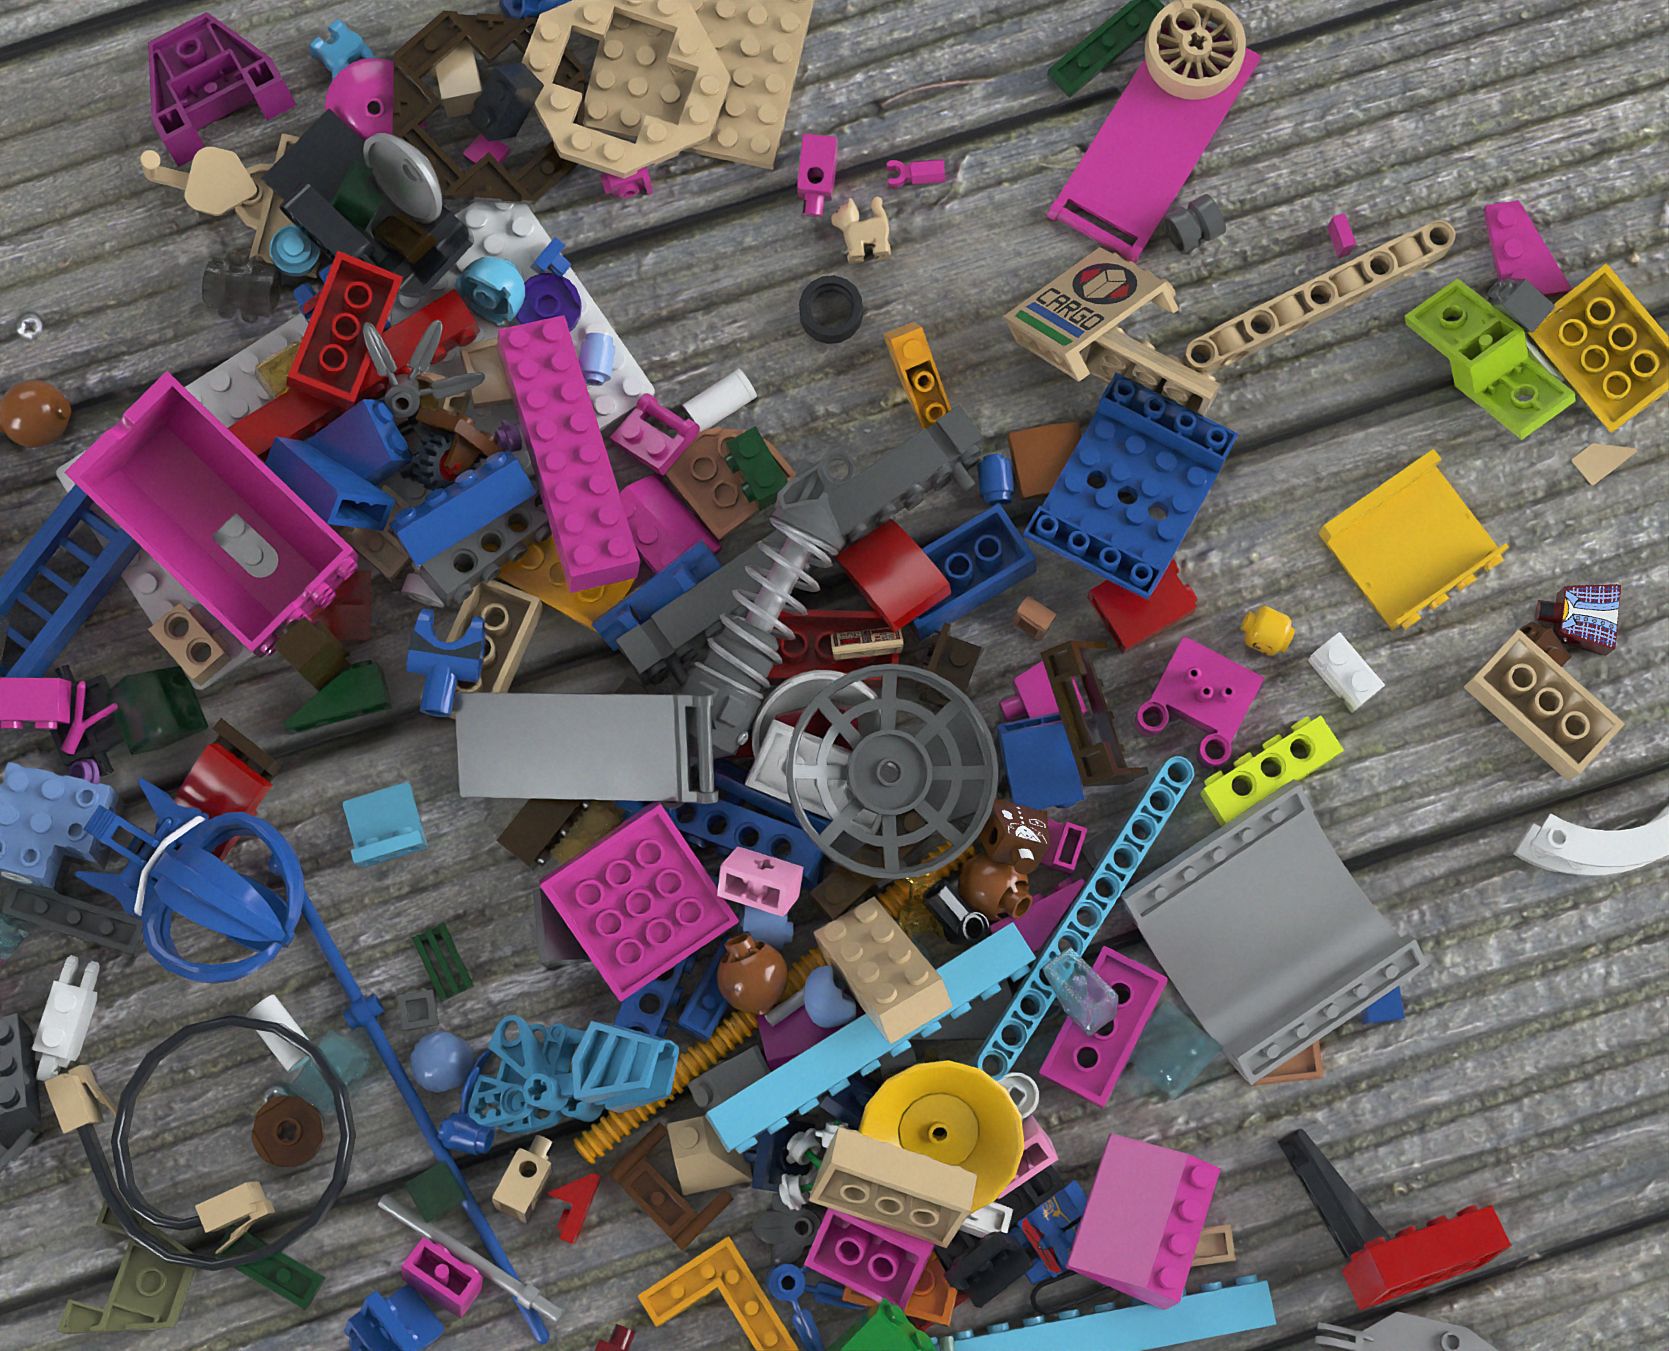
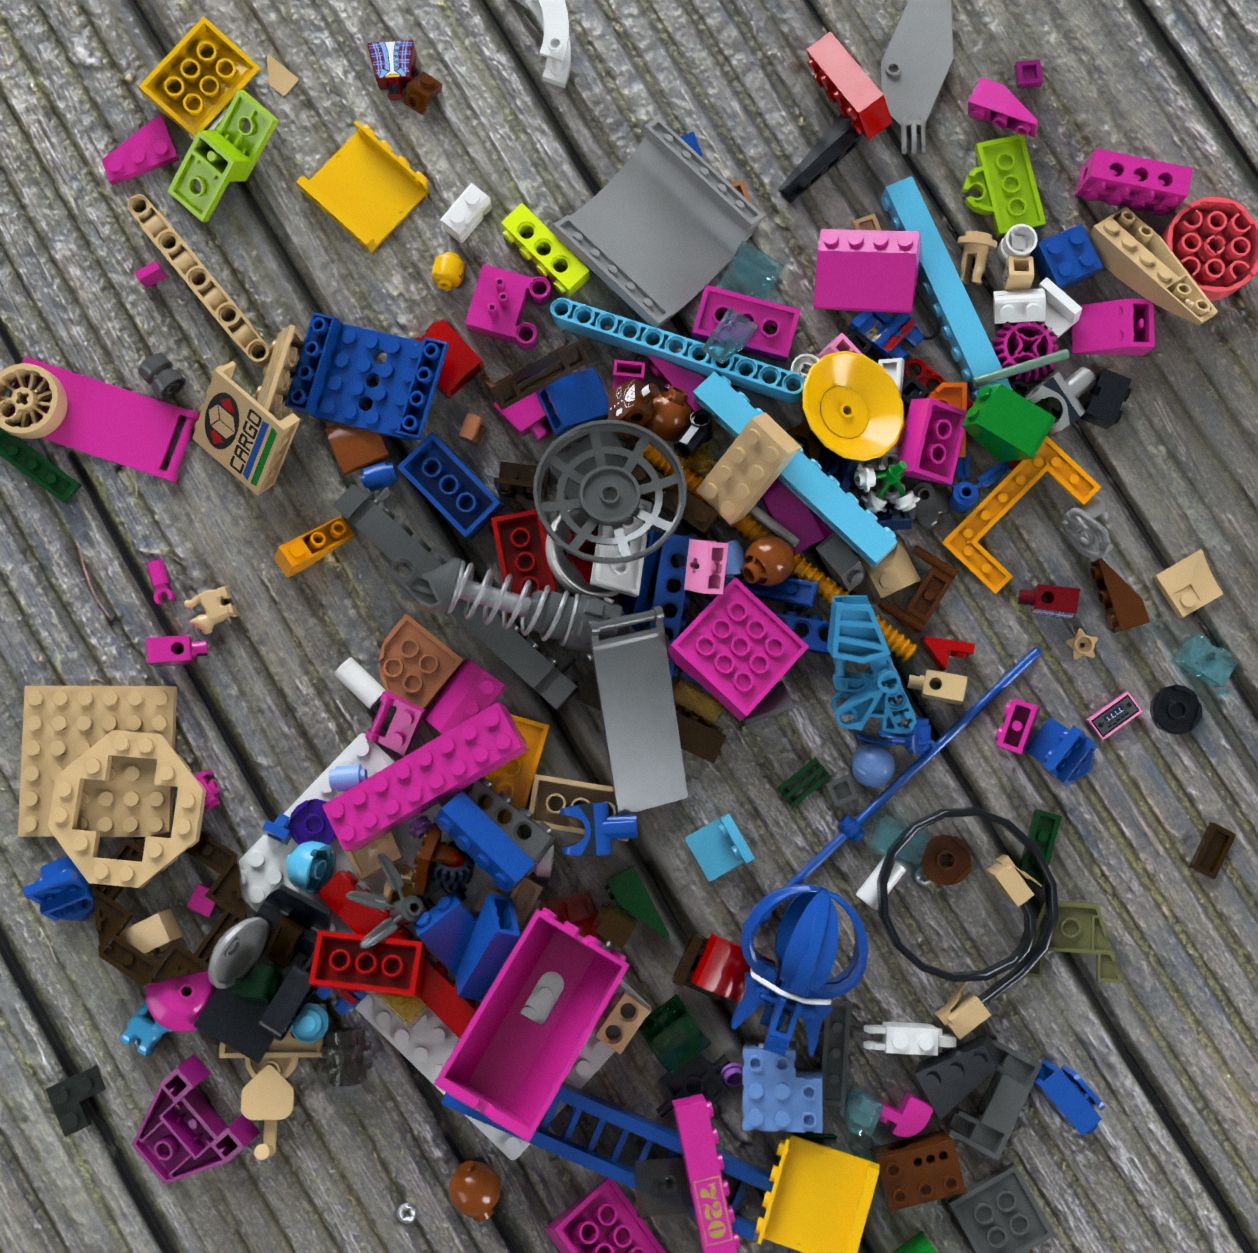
camera: 105 degrees left, 5 degrees up
(78, 726) = (700, 1087): dark pink plant -> none
(436, 1192) = (963, 745): clear green piece -> none
(505, 101) = (163, 890): black brick -> none
(527, 1294) = (1014, 666): light grey bar -> none
(657, 592) = (514, 690): blue hinge -> none
(756, 467) = (407, 641): dark green brick -> none
(826, 1001) = (776, 505): medium blue hair -> none
(831, 284) = (262, 605): black tyre -> none
(866, 643) = (518, 534): tan slope -> none
(894, 574) = (465, 524): red slope -> none
(894, 1187) = (893, 428): tan slope -> none
(989, 1267) = (924, 361): black bracket -> none
(1520, 302) = (178, 138): dark grey brick -> none
(1544, 705) = (462, 79): tan slope -> none

